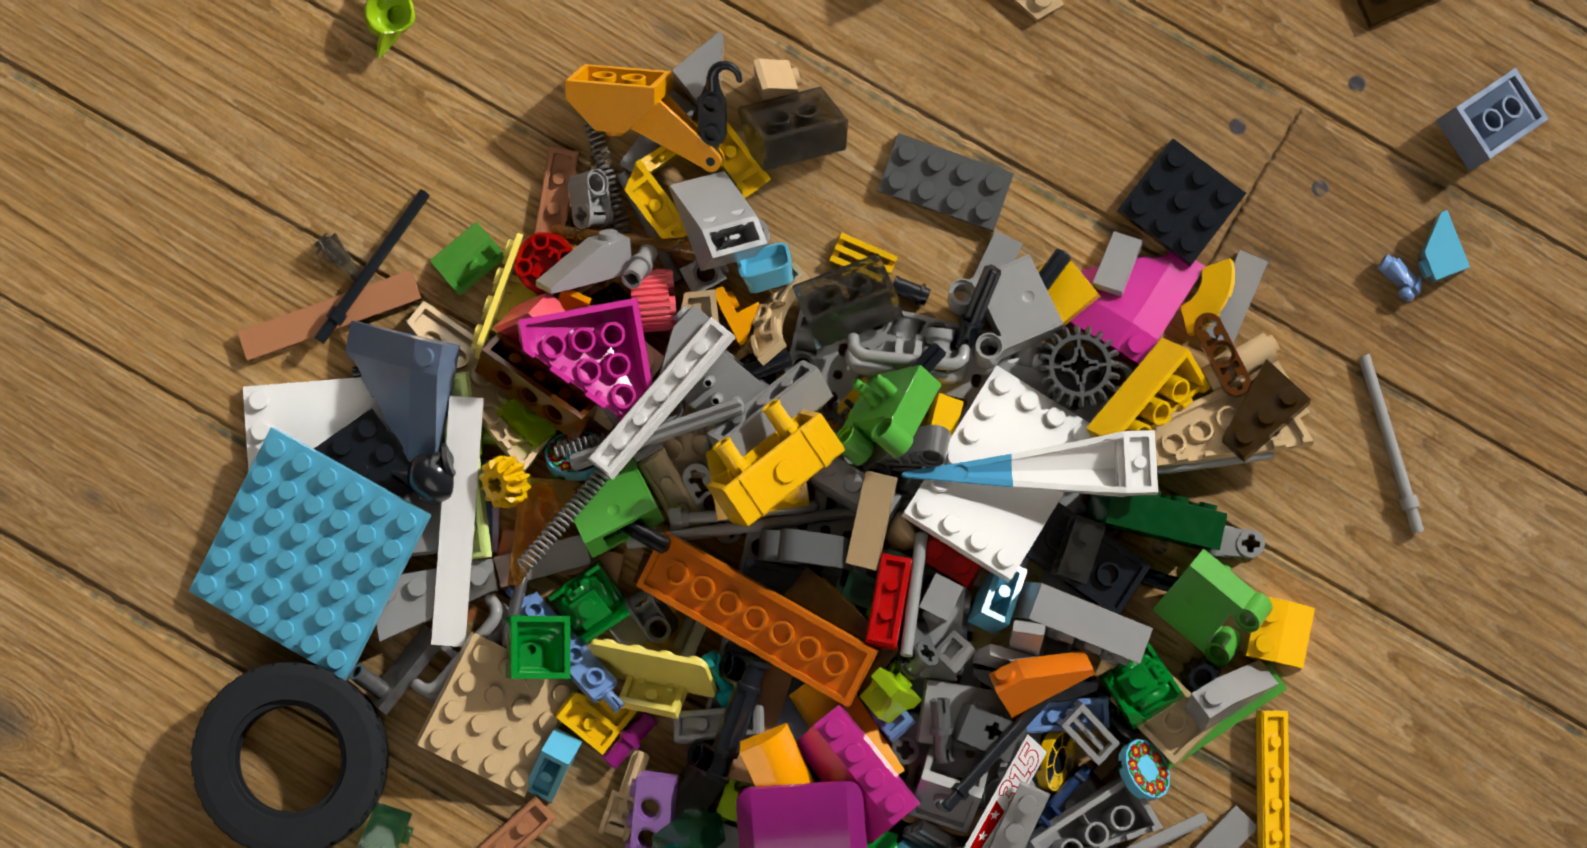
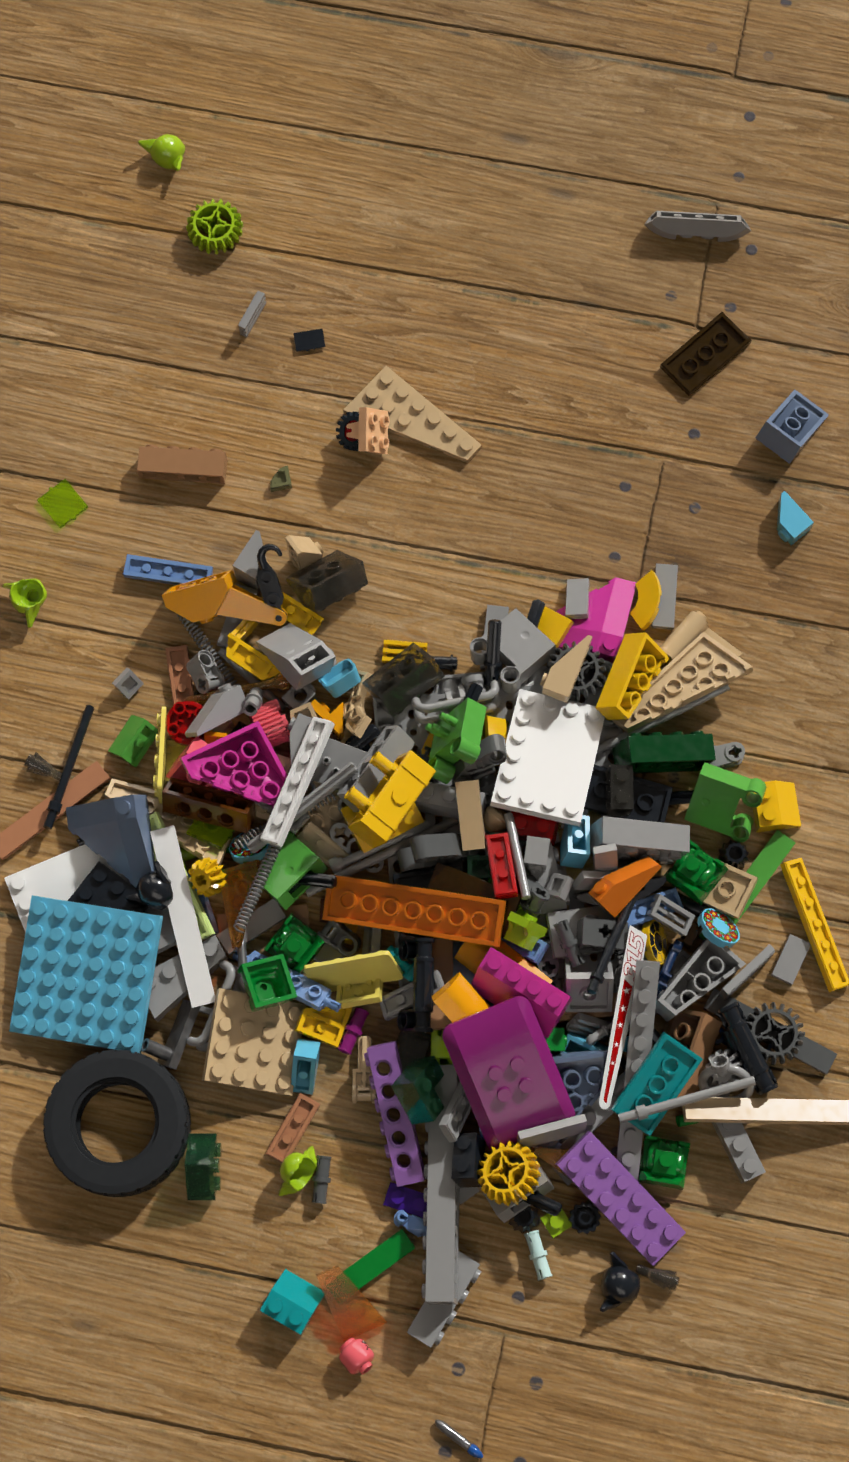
camera: 15 degrees left, 10 degrees down
(484, 178) = (127, 683): none -> light grey plate
(582, 38) = (164, 570): none -> medium blue plate
(945, 182) = (443, 585): dark grey plate -> none
(1059, 371) = (564, 673): none -> tan slope
(1101, 465) = (613, 725): white plate -> none
(1181, 202) = (605, 546): black plate -> none
(1204, 338) = (669, 623): reddish brown beam -> none
(1229, 694) = (757, 857): light grey slope -> none
(1264, 411) = (712, 659): dark brown wing -> none
(1401, 276) = (770, 546): medium blue arm -> none
(1408, 501) = (831, 691): light grey bar -> none

